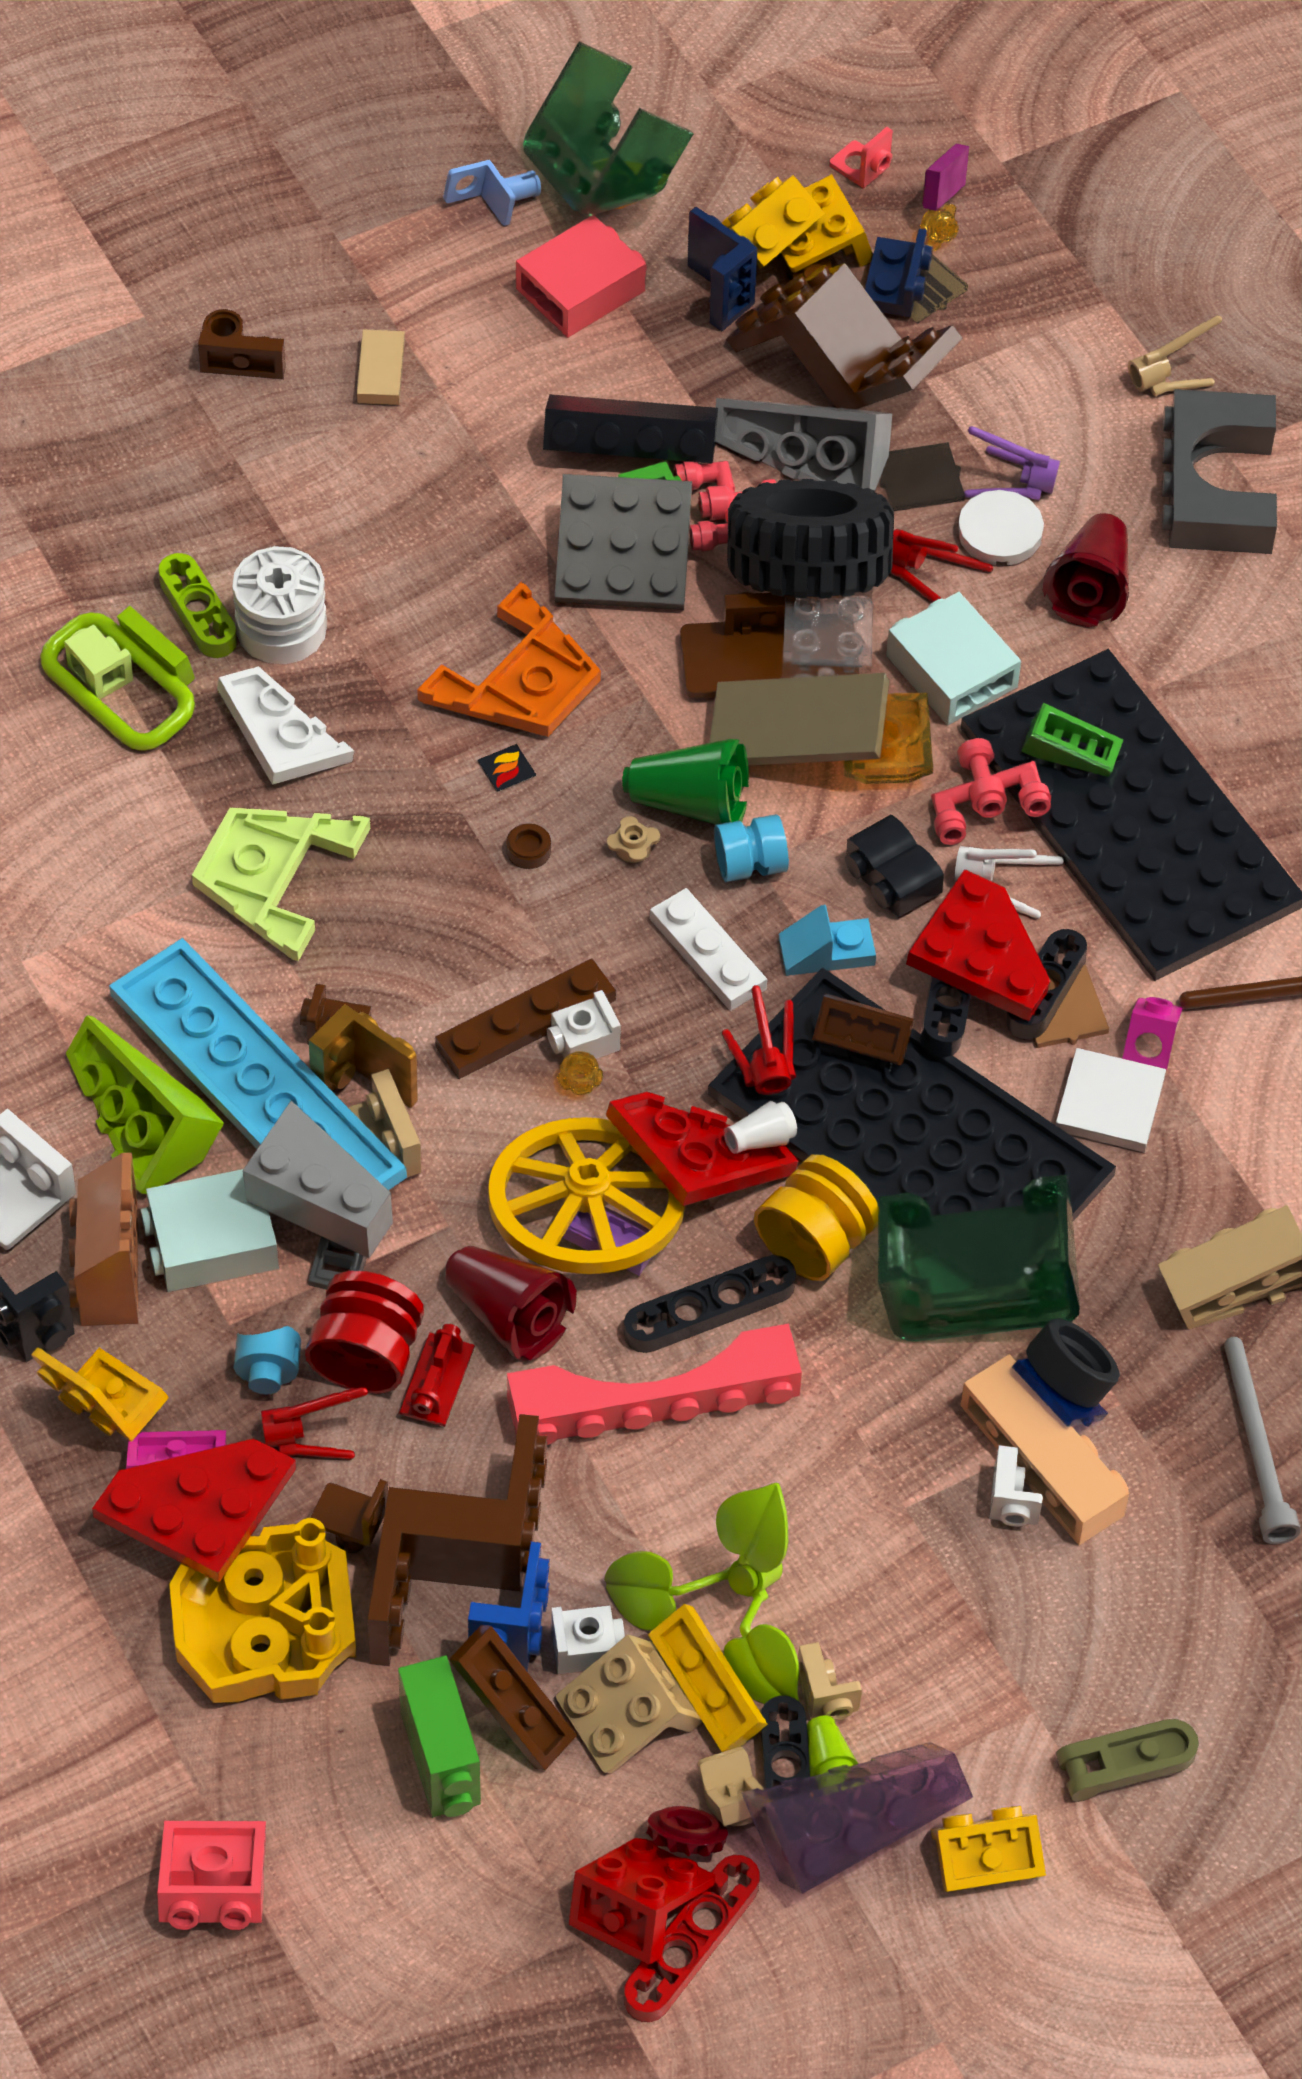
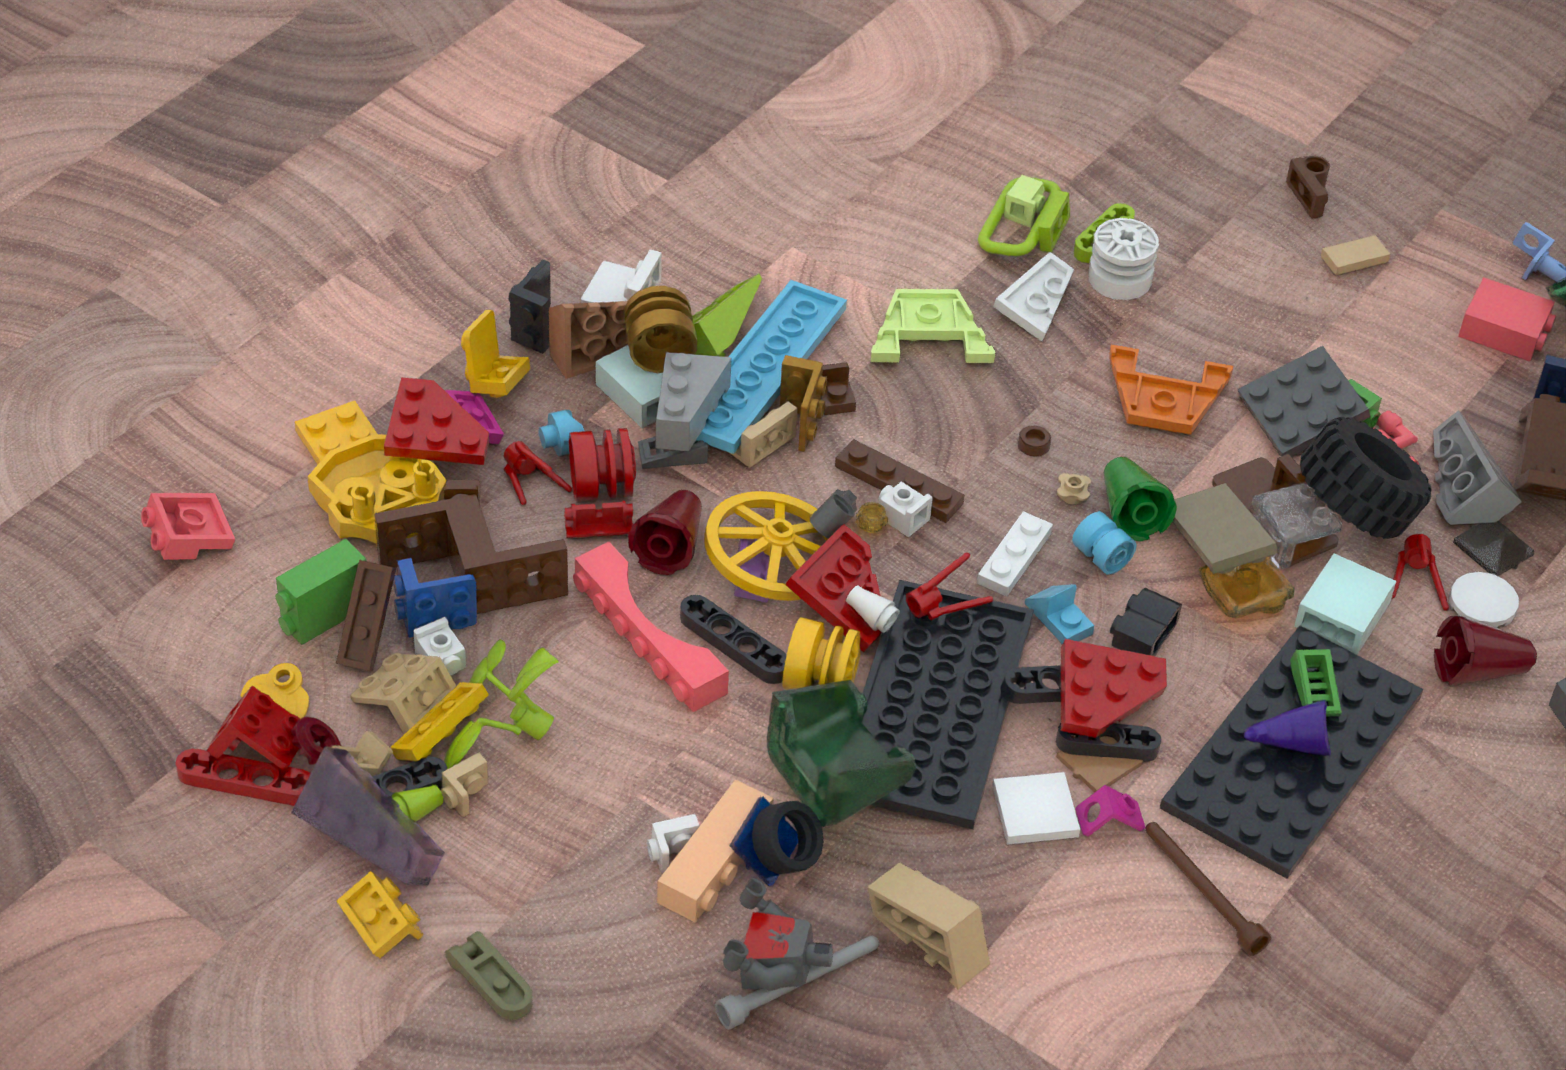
camera: 65 degrees right, 10 degrees down
(116, 1635) = (333, 429): none -> yellow plate
(177, 1160) = (658, 323): none -> pearl gold wheel
(507, 767) = (1090, 414): black sticker -> none
(555, 1866) = (286, 694): none -> yellow plate
(576, 1104) = (834, 512): none -> dark grey piece
(630, 428) = (1398, 378): black brick -> none
(863, 1029) = (988, 637): reddish brown plate -> none
(983, 864) = (1181, 673): white plant -> none
(986, 791) = (1242, 656): coral piece -> none
(1038, 469) = (1545, 600): medium lavender plant -> none
(1142, 787) = (1297, 729): none -> dark purple hat
(1225, 1437) = (775, 946): none -> dark grey torso

